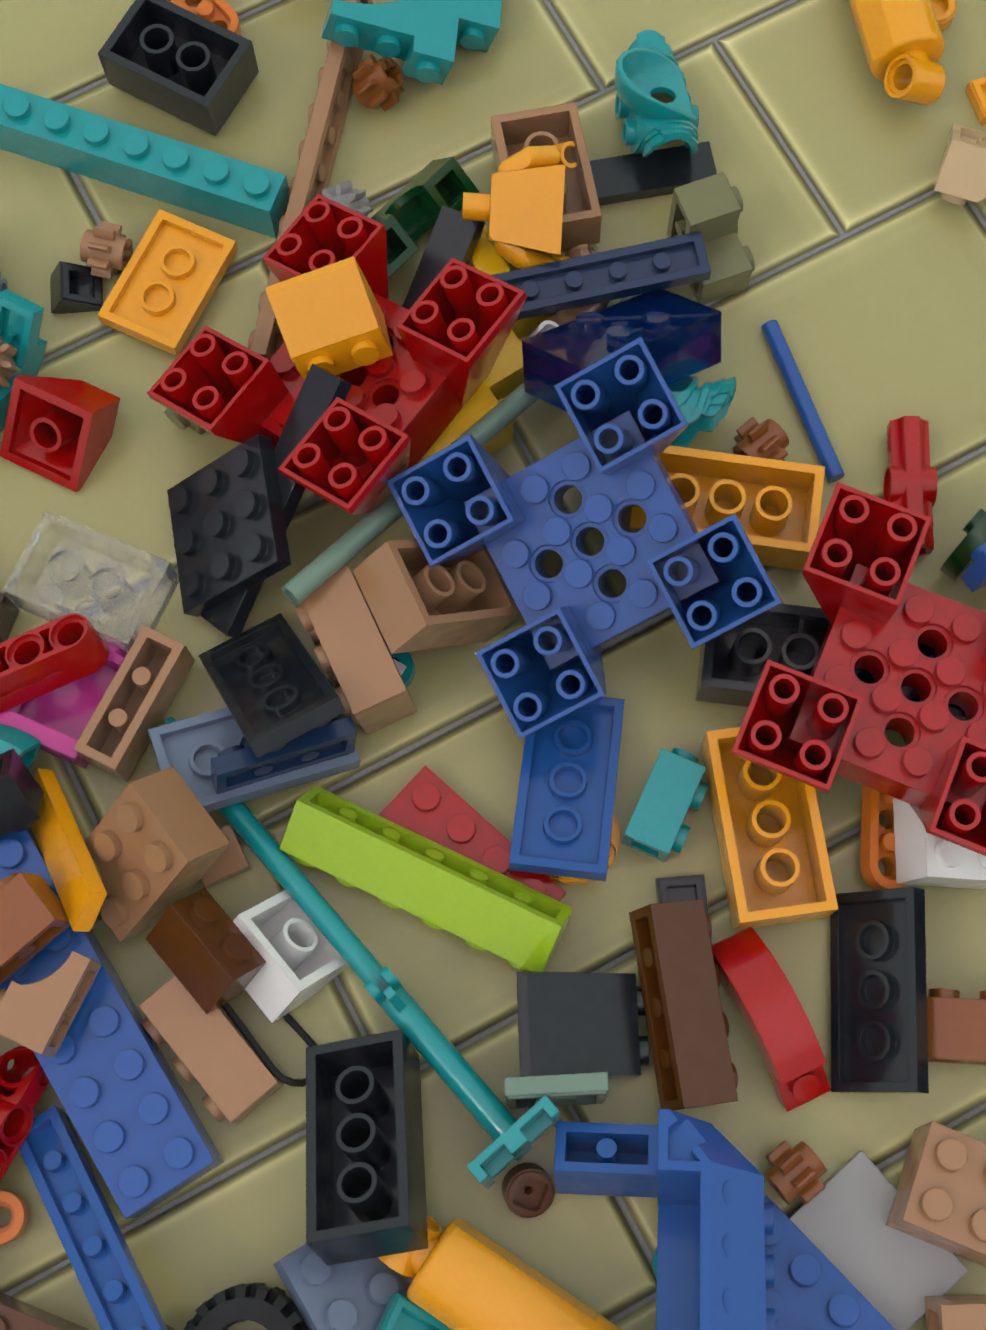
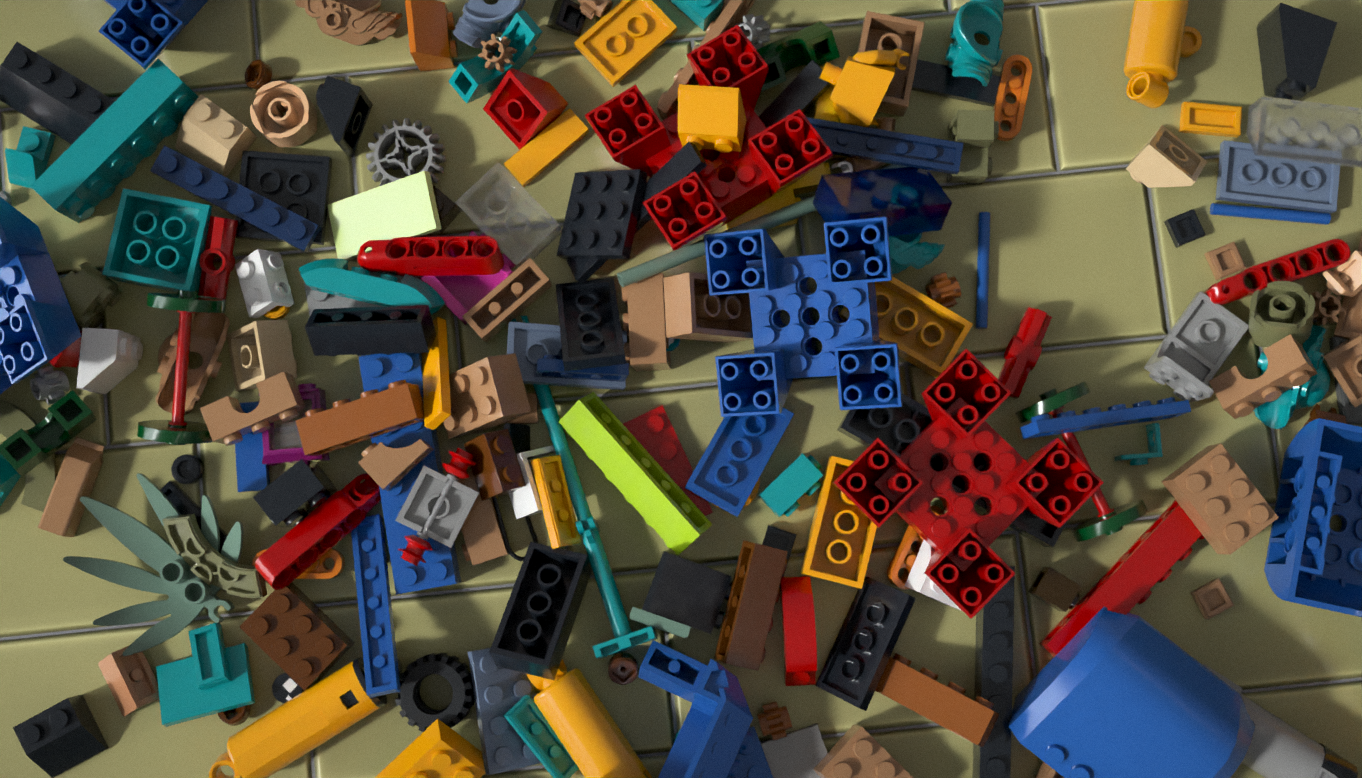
camera: 20 degrees right, 10 degrees up
(113, 470) = (546, 147): none -> light orange tile
(138, 1049) = (437, 506): none -> light grey plate
(228, 894) = (519, 436): none -> black slope
(322, 969) = (555, 501): none -> light orange tile
(739, 149) = (1017, 88): none -> orange plate

